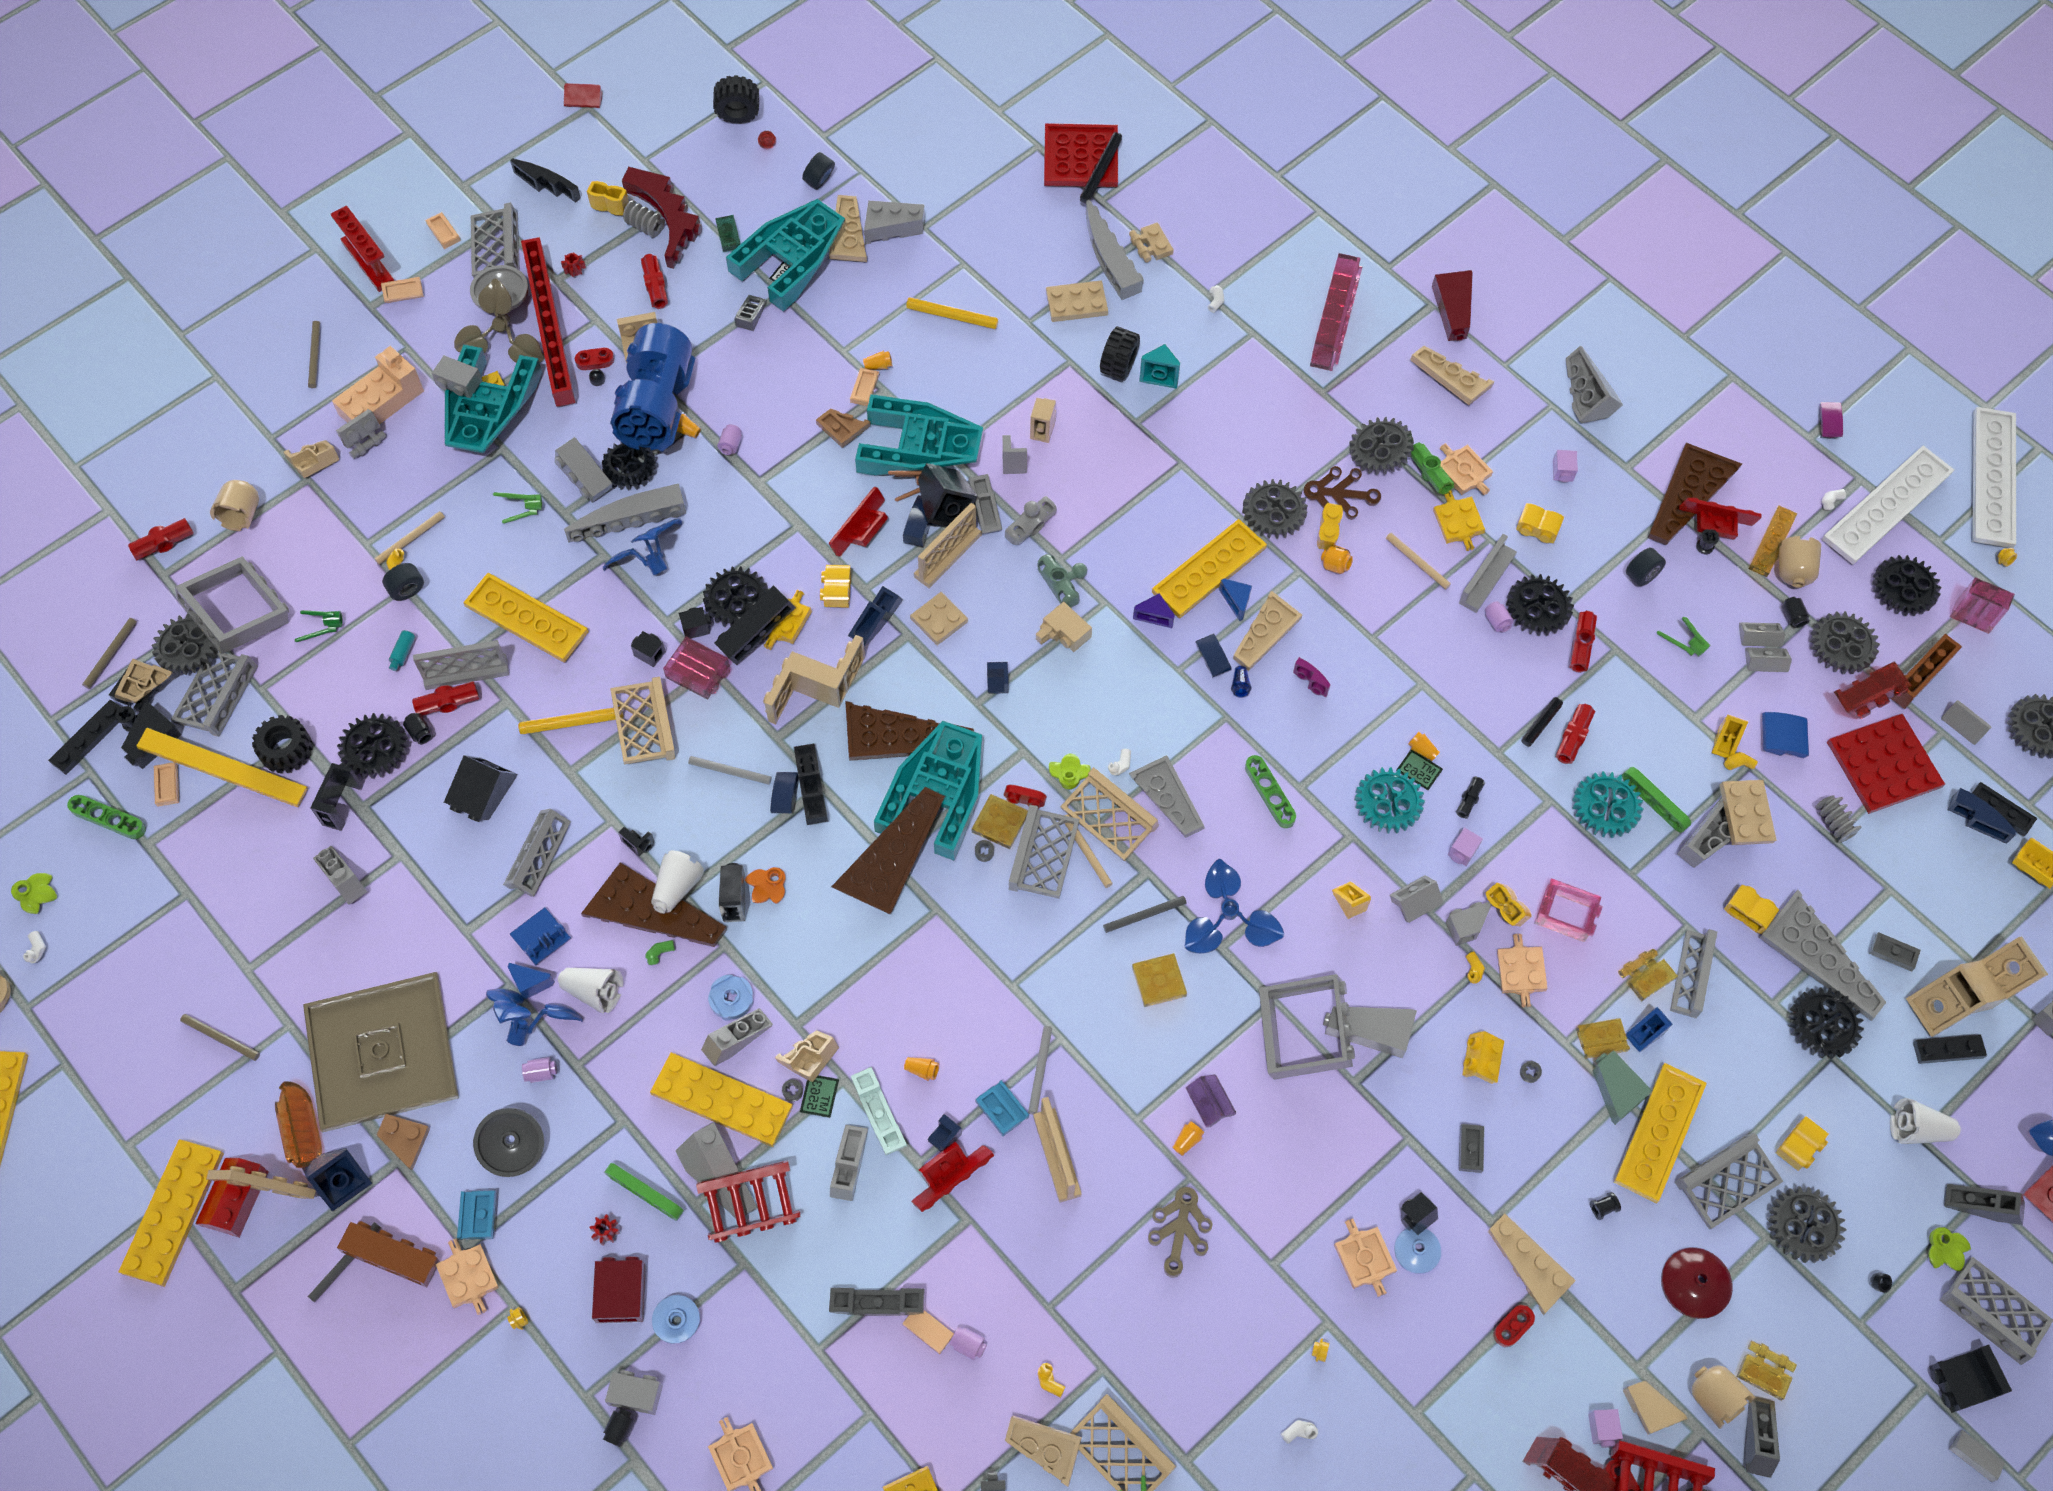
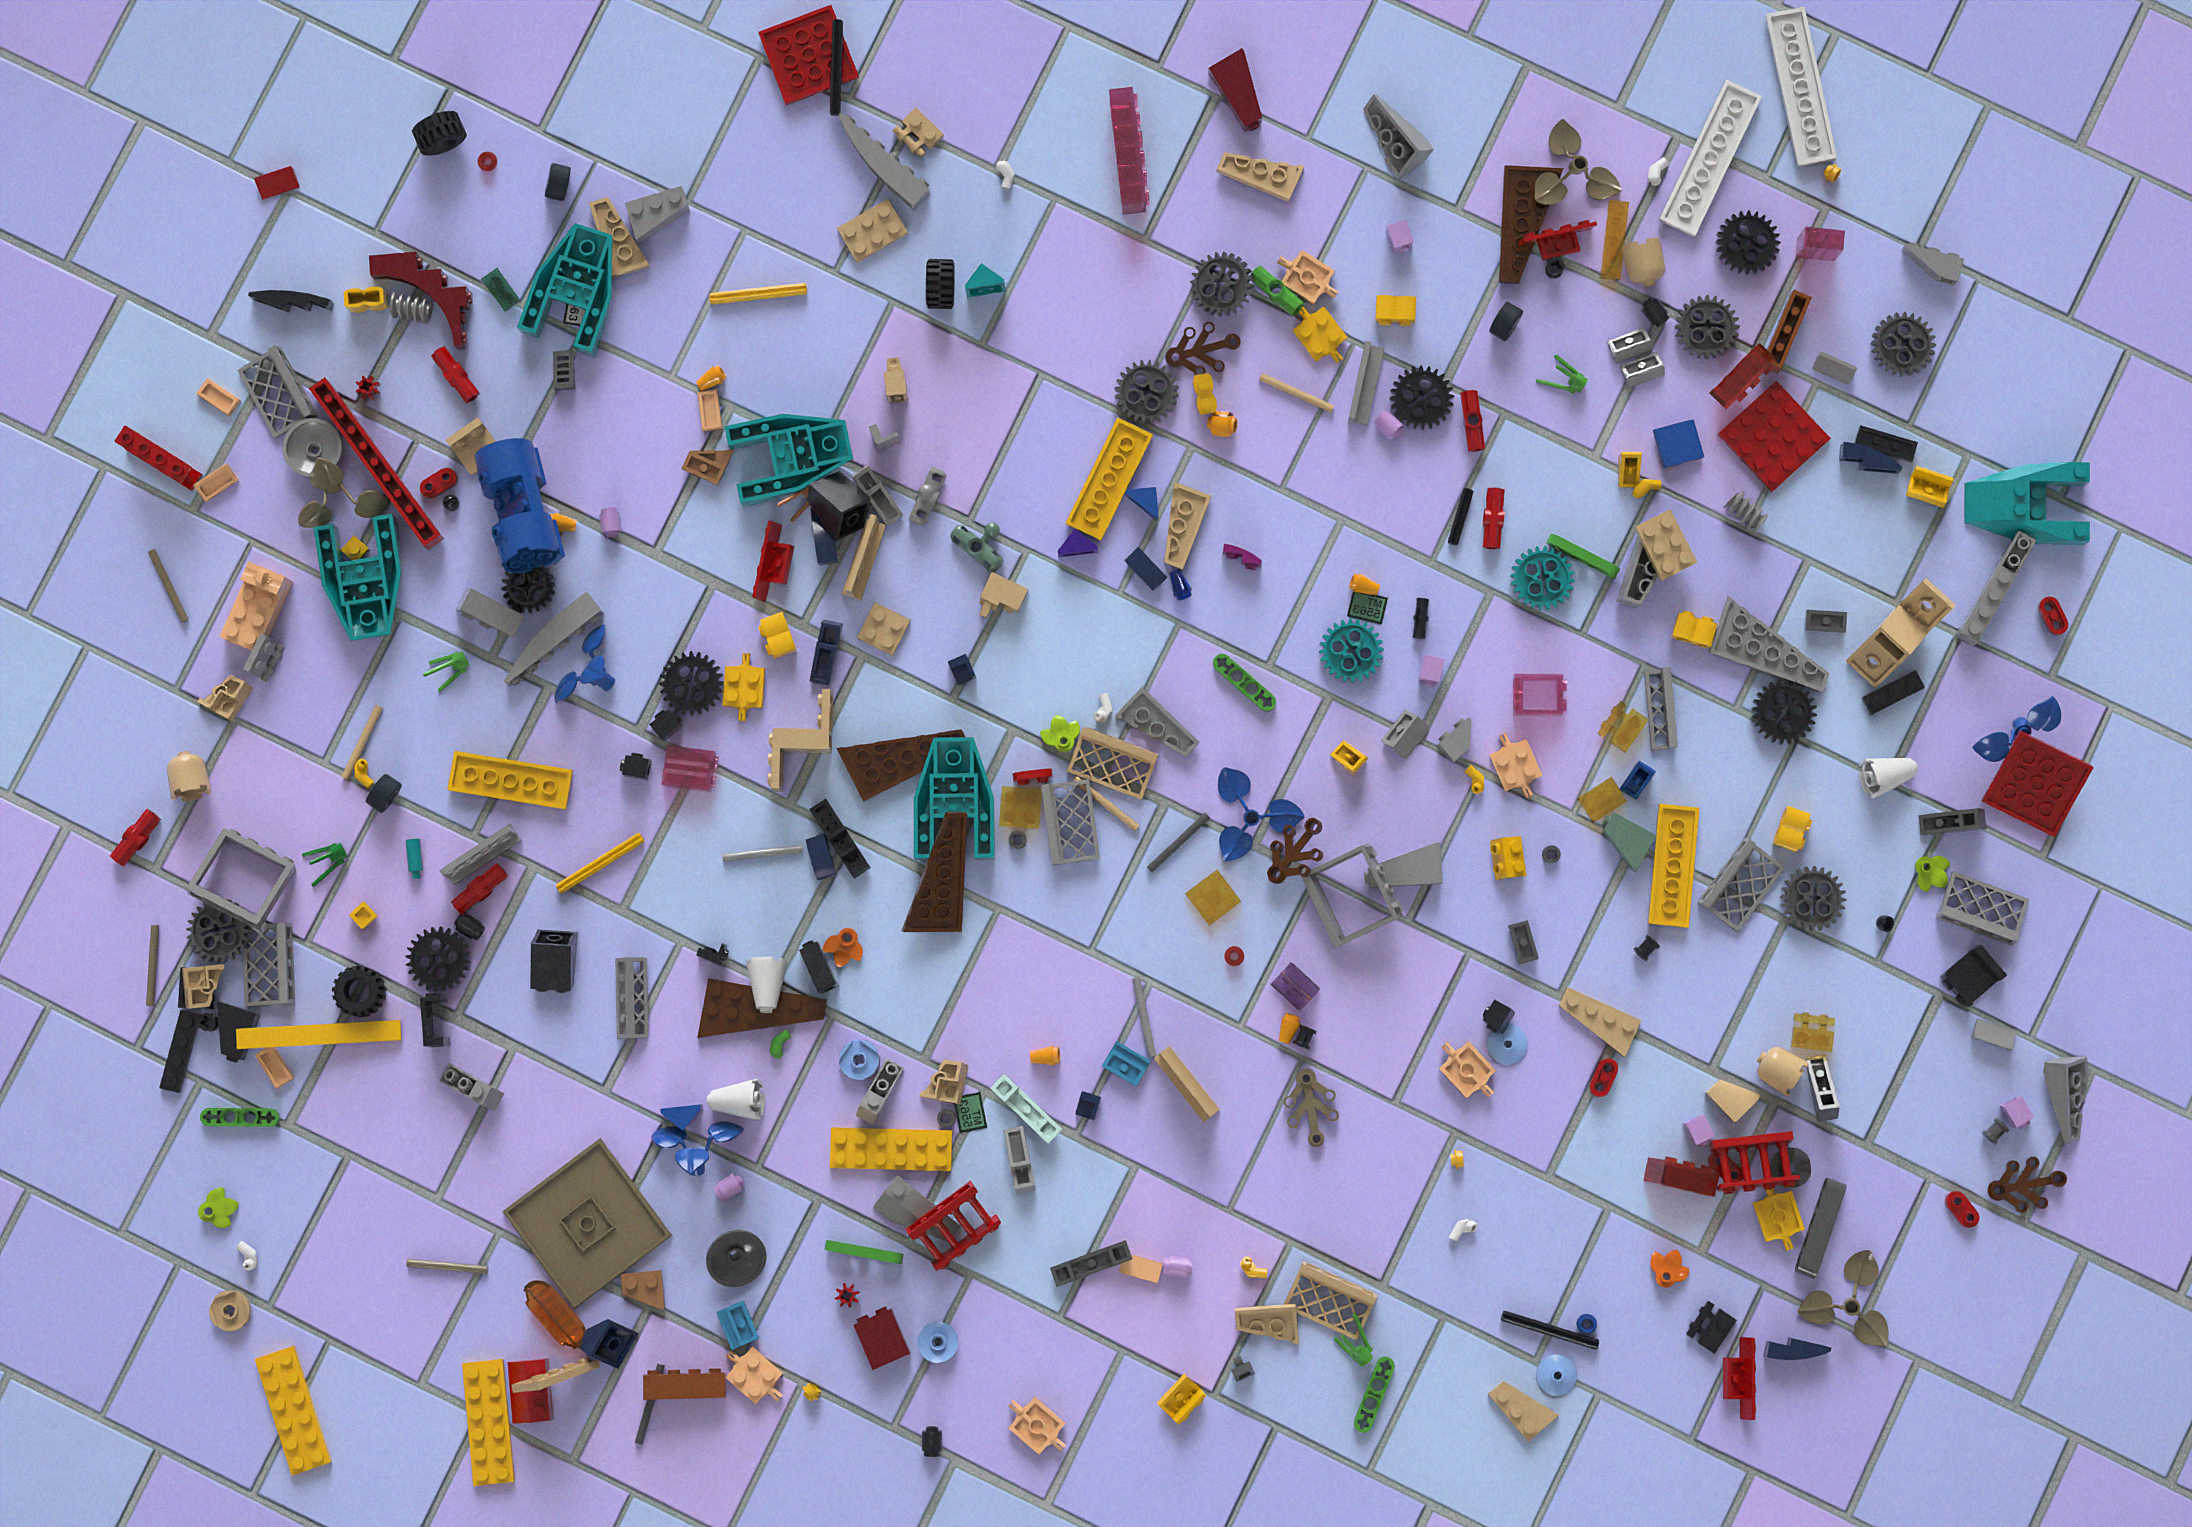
camera: 15 degrees left, 20 degrees up
(325, 681) = (363, 915): none -> yellow plate
(456, 376) = (328, 569): light grey brick -> none
(540, 936) = (671, 1071): blue hinge -> none
(634, 1392) = (931, 1411): light grey brick -> none
(661, 721) = (682, 835): tan fence -> none
(754, 625) = (724, 710): black brick -> none
(948, 1171) = (1104, 1136): red bracket -> none
(1158, 1038) = (1234, 949): none -> clear red plate
(1194, 1157) = (1304, 1037): none -> black bush
(1240, 976) = (1294, 854): none -> reddish brown plant
(1511, 909) = (1484, 711): yellow brick -> none
(1687, 1293) = (1724, 984): dark red dish -> none
(1750, 444) = (1551, 190): none -> dark tan plant
(1831, 419) = (1633, 82): magenta slope -> none

